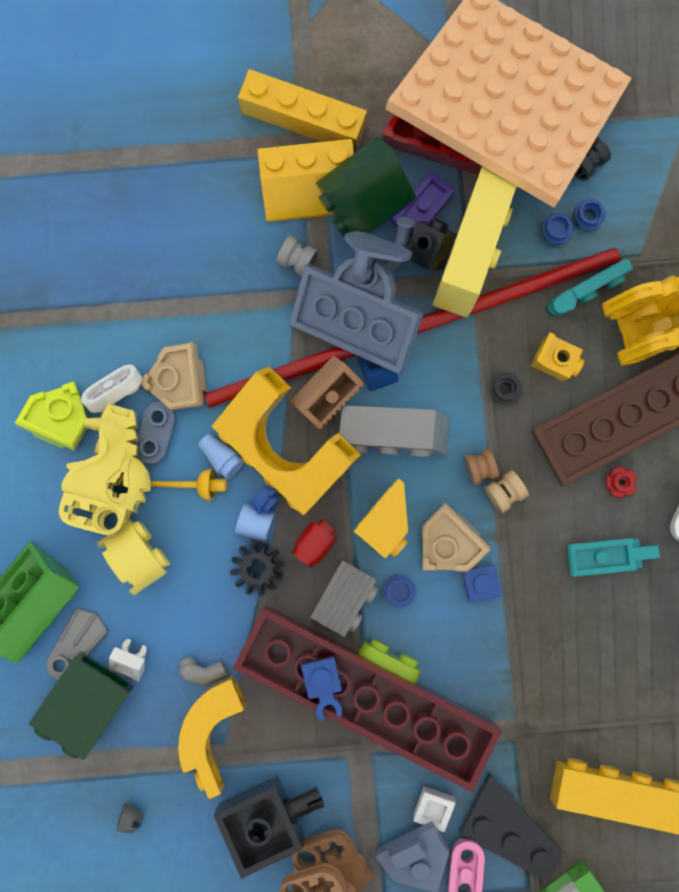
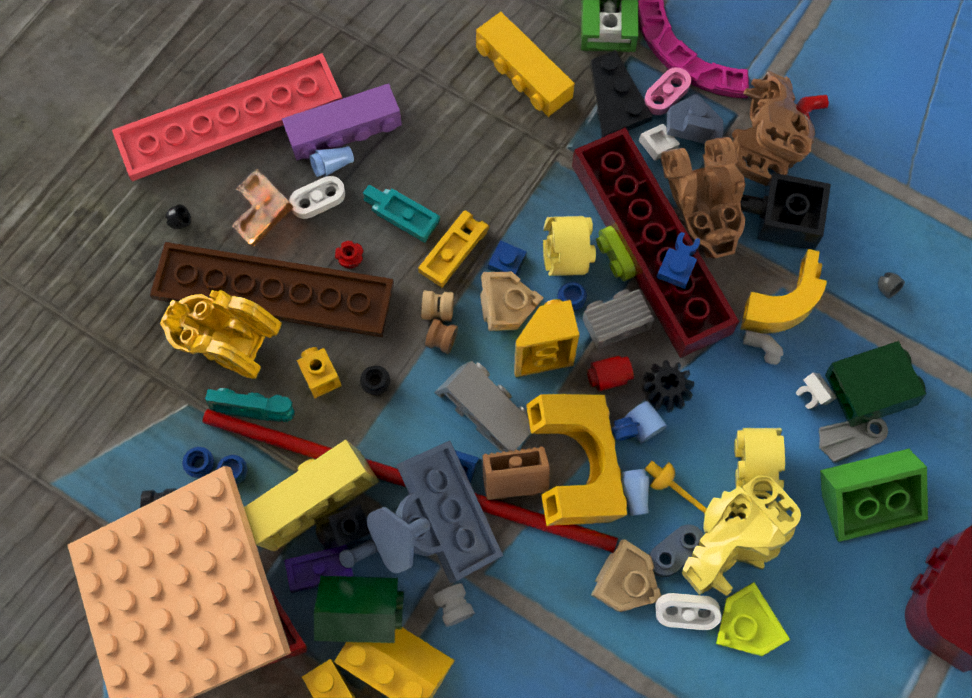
camera: 145 degrees left, 15 degrees down
(345, 780) = (709, 195): none -> medium nougat animal
(436, 632) = (568, 245): none -> light yellow brick
(536, 557) = (453, 249): none -> yellow plate

